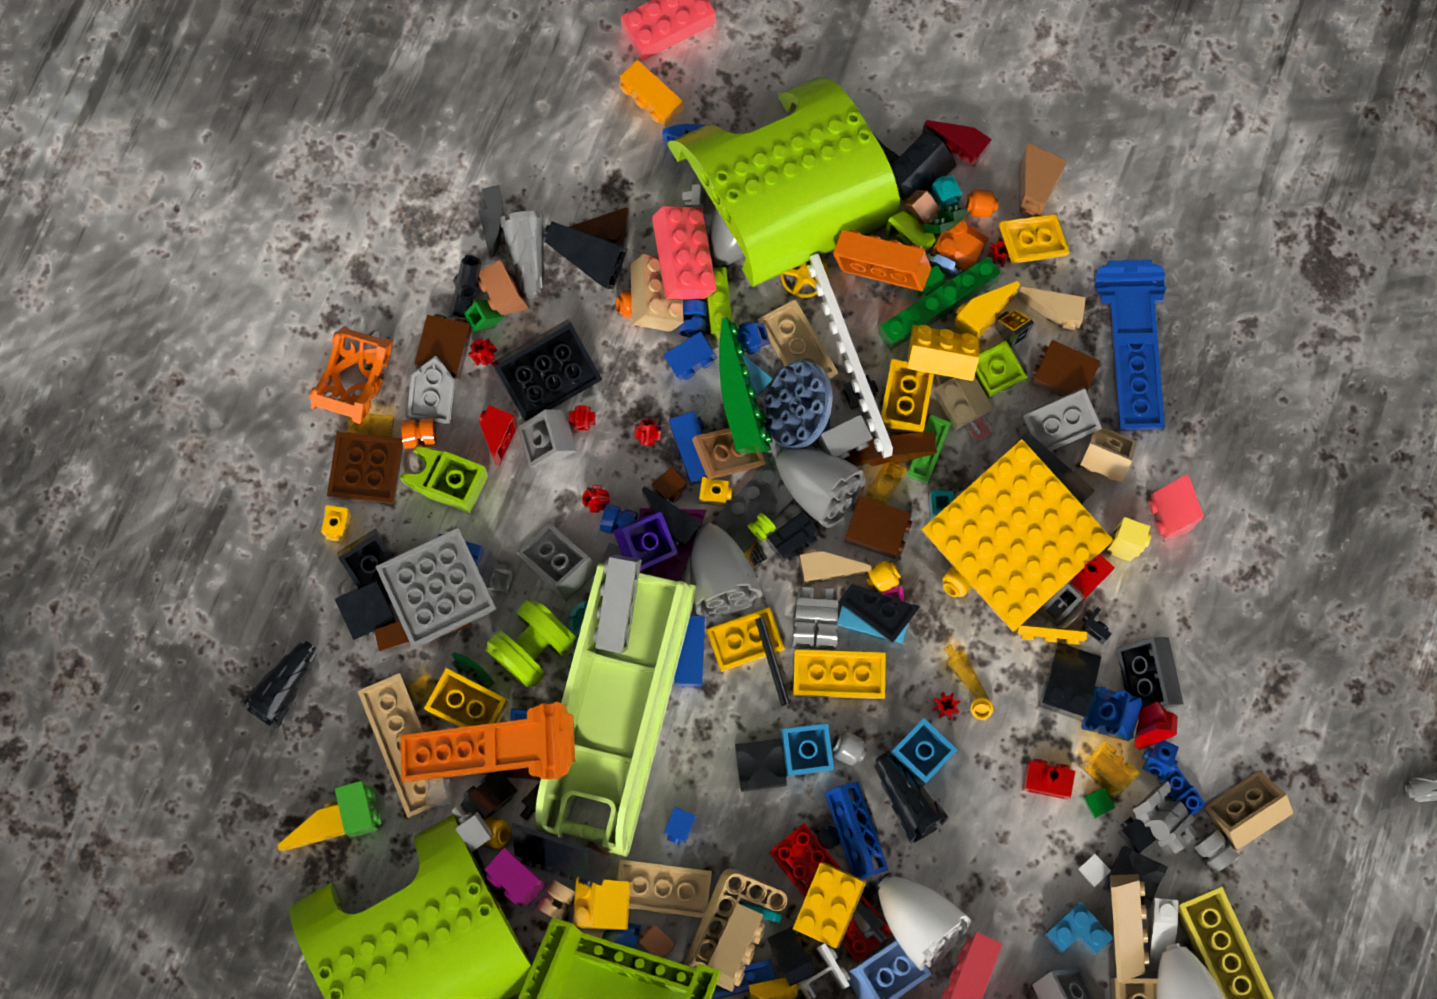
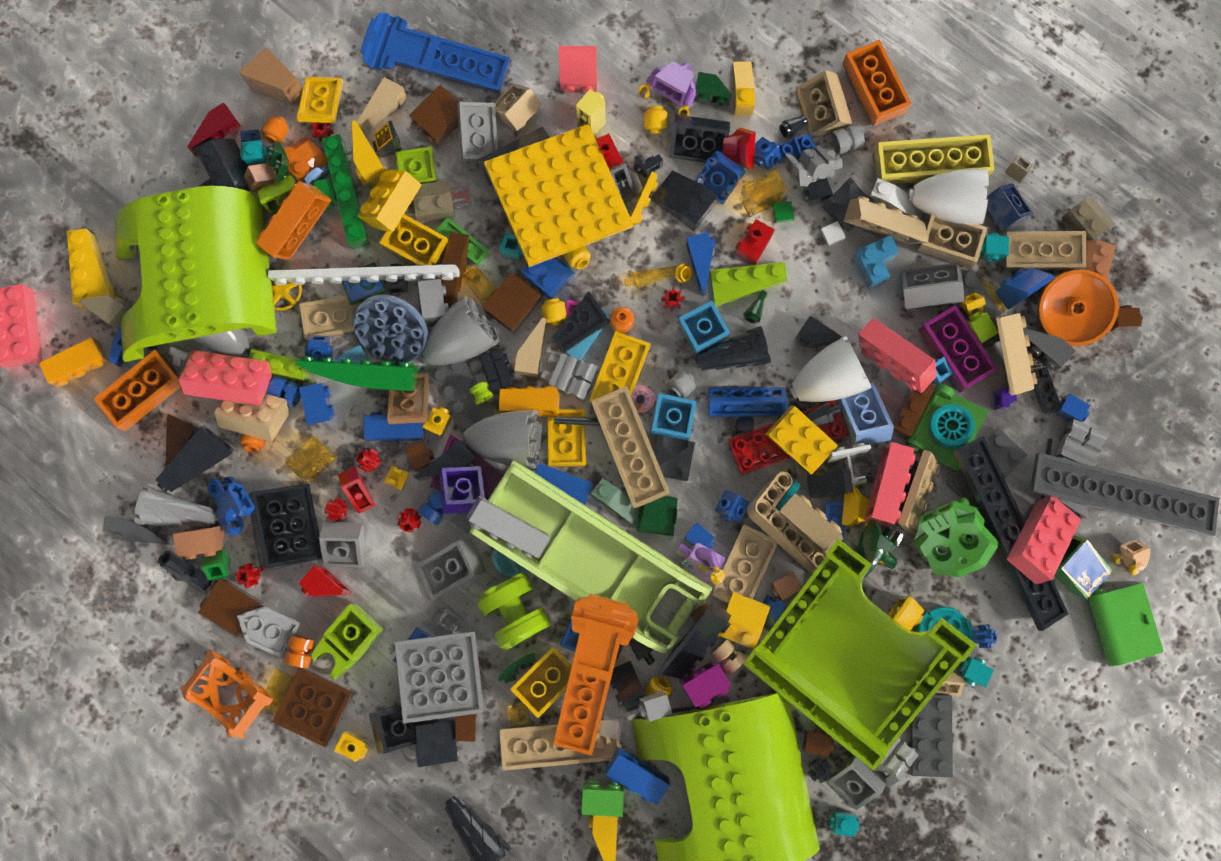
camera: 70 degrees left, 5 degrees up
(393, 840) = (637, 776): none -> blue brick
(555, 305) = (230, 499): none -> blue piece
(611, 431) = (356, 489): none -> red slope
(627, 372) = (311, 459): none -> clear yellow piece
(639, 470) = (397, 477): none -> yellow tile
(642, 170) = (139, 391): none -> orange brick
(651, 833) = (701, 562): none -> medium lavender torso
(689, 723) = (616, 501): none -> sand green slope
(691, 769) = (658, 516): none -> dark green piece
(717, 107) = (107, 308): none -> dark tan slope
(726, 851) = (731, 507): none -> blue brick
(752, 72) = (87, 268): none -> yellow wedge
(755, 712) = (630, 447): none -> tan plate
(776, 597) = (543, 400): none -> light orange brick
(818, 709) = (643, 398): none -> bright pink piece
(833, 361) = (360, 291): none -> piece
(906, 652) = (621, 319): none -> orange head
(922, 558) = (548, 276): none -> blue slope
(963, 886) = (816, 334): none -> black slope
(964, 181) = (250, 135): none -> dark blue tile
(966, 806) = (754, 312): none -> dark green cone
(996, 779) = (737, 282): none -> lime wing
(1011, 722) = (700, 252): none -> blue slope
(1153, 617) = (655, 119): none -> yellow head
(1204, 623) = (674, 83): none -> medium lavender torso
(1207, 779) = (792, 126): none -> black cone
(1215, 668) = (712, 90): none -> dark green slope
(1233, 706) = (743, 88): none -> yellow slope
(1299, 864) = (876, 83): none -> orange brick

